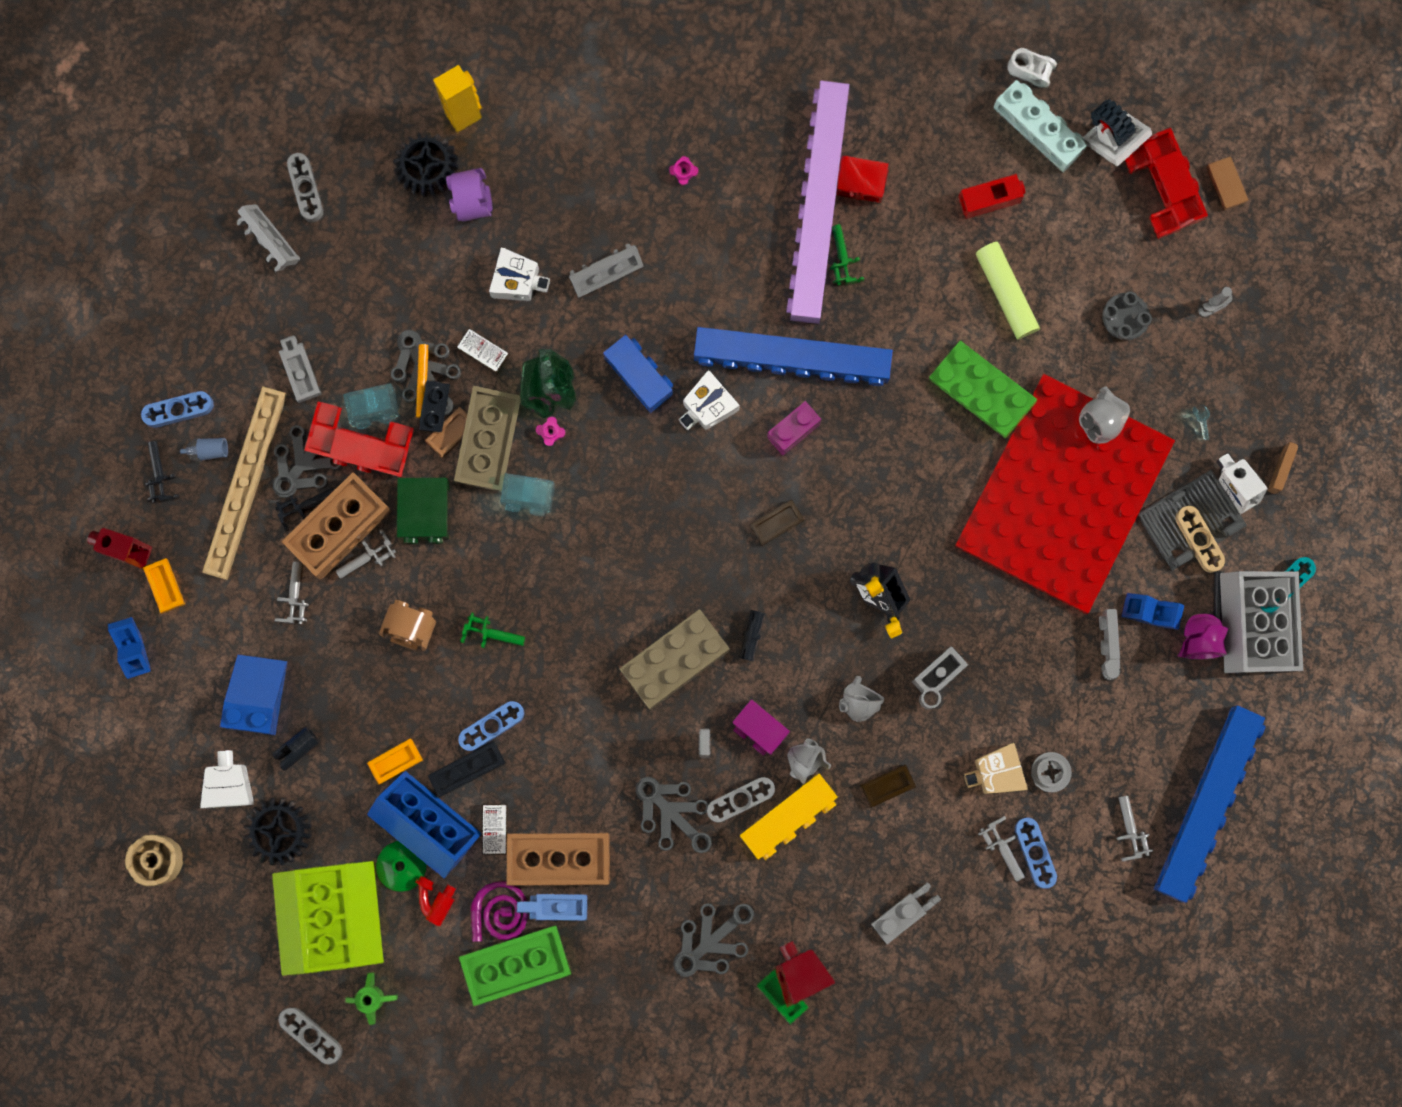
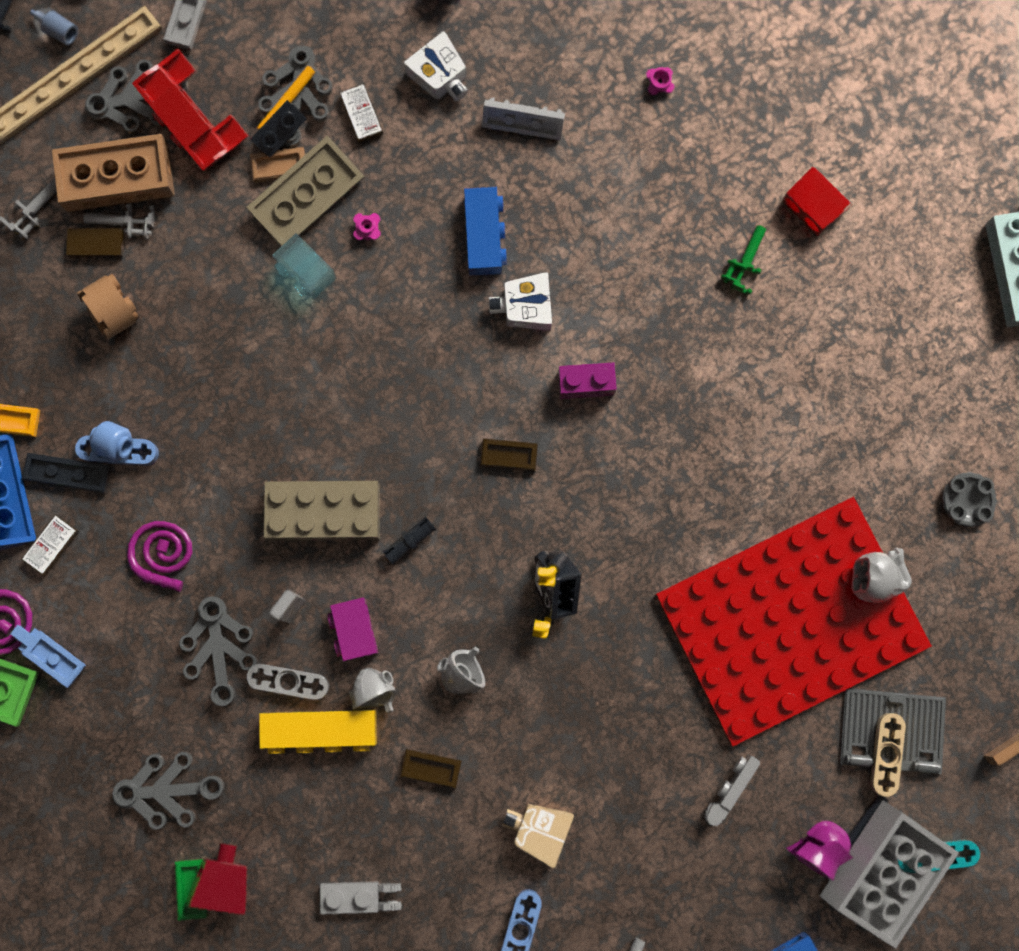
camera: 30 degrees right, 0 degrees up
(300, 508) = (96, 136): black piece -> none
(359, 587) = (95, 243): none -> dark brown tile
(371, 406) = (226, 90): clear light blue brick -> none
(422, 510) = (200, 213): dark green panel -> none
(485, 721) = (111, 441): none -> medium blue head
(490, 633) = (178, 367): green piece -> none
(546, 872) = (64, 619): medium nougat brick -> none
(547, 383) = (393, 180): clear green piece -> none
(577, 771) = (162, 546): none -> magenta piece
(793, 355) = (635, 315): blue brick -> none
(819, 202) = (761, 195): lavender brick -> none
(939, 675) = (552, 701): light grey hinge -> none
(983, 389) = (786, 470): bright green plate -> none
(991, 196) = (924, 301): red brick -> none
(1003, 848) = (494, 904): light grey piece -> none
(1007, 290) = (876, 397): yellowish green brick -> none
(1057, 762) = (602, 862): light grey gear -> none
(1152, 612) = (794, 789): blue slope -> none
(1203, 421) = (972, 645): clear light blue hand -> none
(1241, 483) = (964, 730): white torso -> none

